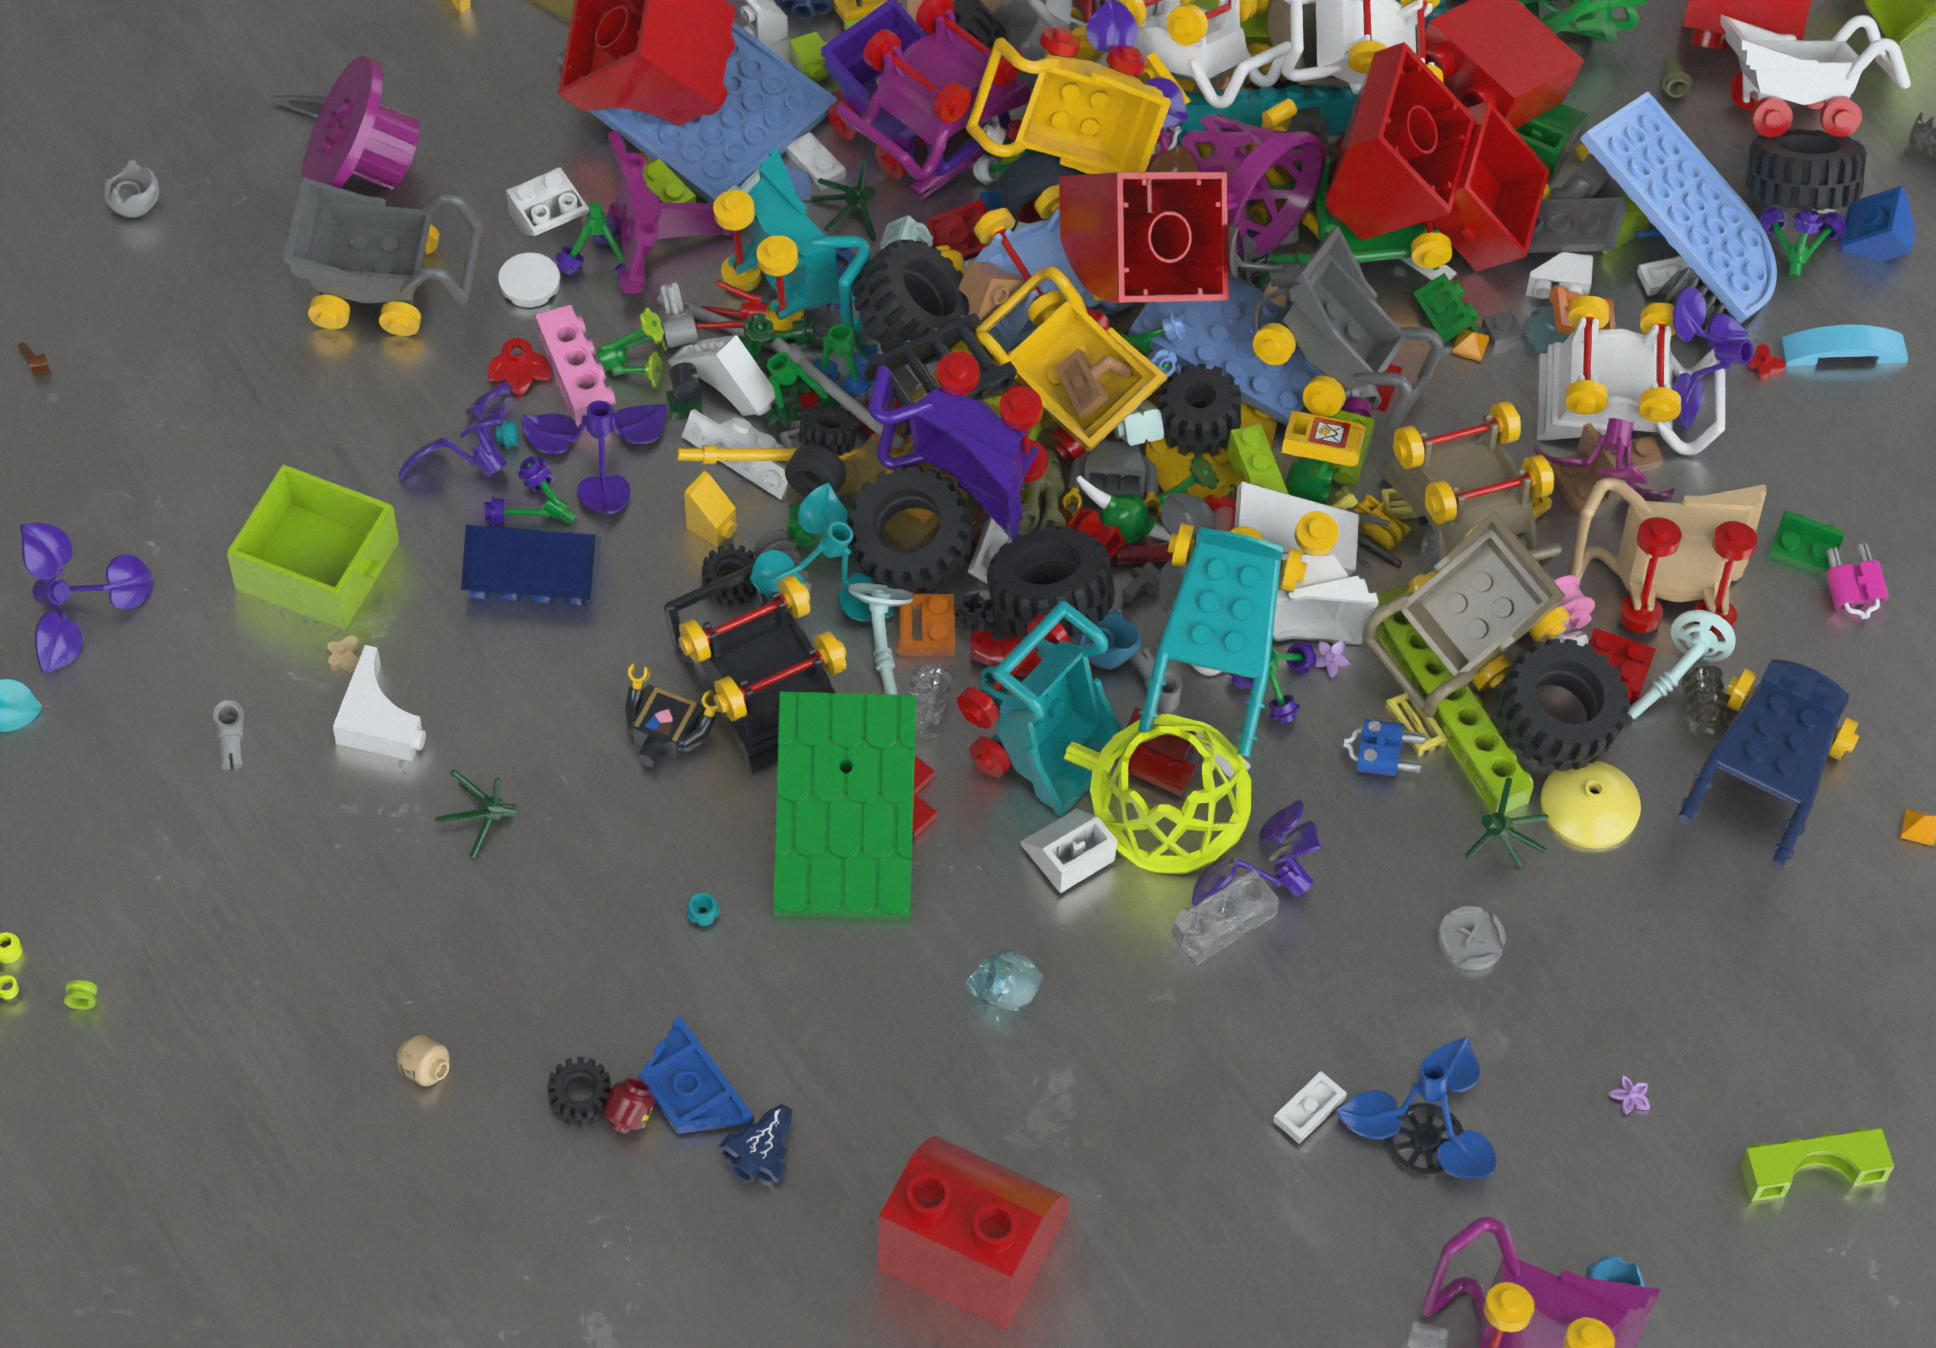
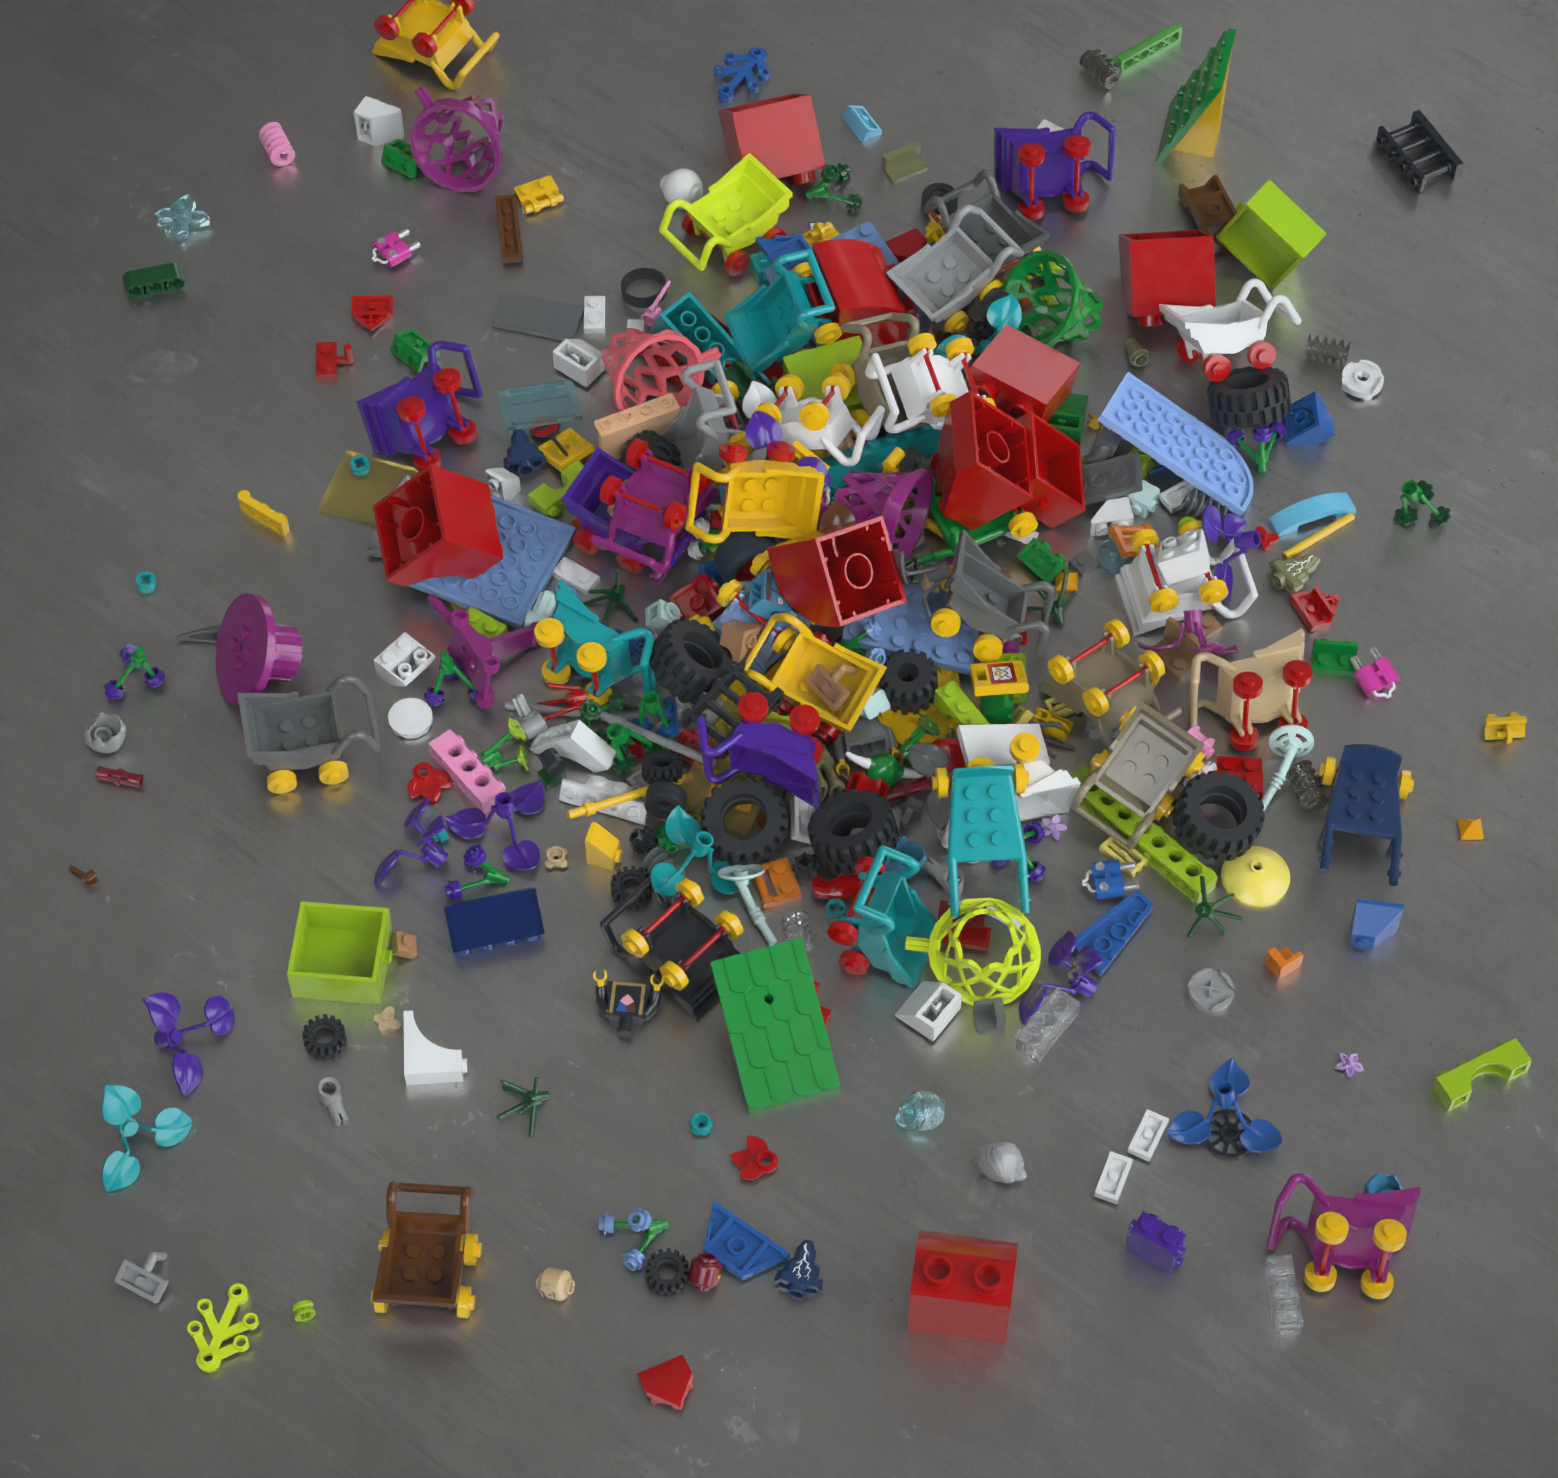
camera: 15 degrees left, 0 degrees up
(114, 241) = (133, 780): none -> dark red pin
(203, 107) = (134, 658): none -> dark purple plant
(257, 665) = (325, 1049): none -> black tyre
(259, 27) = (145, 588): none -> teal bush
(260, 968) = (426, 1253): none -> reddish brown piece
(404, 562) = (404, 944): none -> medium nougat plate
(523, 1238) = (667, 1382): none -> red slope
(560, 1008) = (639, 1221): none -> medium blue plant
(645, 501) = (553, 852): none -> tan plate
(754, 975) = (751, 1159): none -> red plate
(769, 516) = (643, 840): none -> black gear
(1041, 245) = (766, 598): none -> dark azure torso
(1090, 1082) = (1001, 1162): none -> light grey hair
(1149, 880) = (989, 1015): none -> dark grey panel
(1240, 1150) = (1113, 1177): none -> white plate
(1264, 1254) = (1156, 1242): none -> dark purple brick
(1363, 818) = (1115, 929): none -> blue wing
(1445, 369) = (1058, 605): none -> dark green plant
(1587, 928) = (1282, 961): none -> orange panel
(1615, 267) = (1144, 501): none -> light aqua brick
(1634, 347) = (1184, 556): none -> white slope
(1733, 912) = (1373, 922): none -> slope
(1788, 416) = (1293, 572): none -> olive rock
(1803, 471) = (1315, 607): none -> red slope
(1841, 379) = (1318, 536): none -> yellow bar

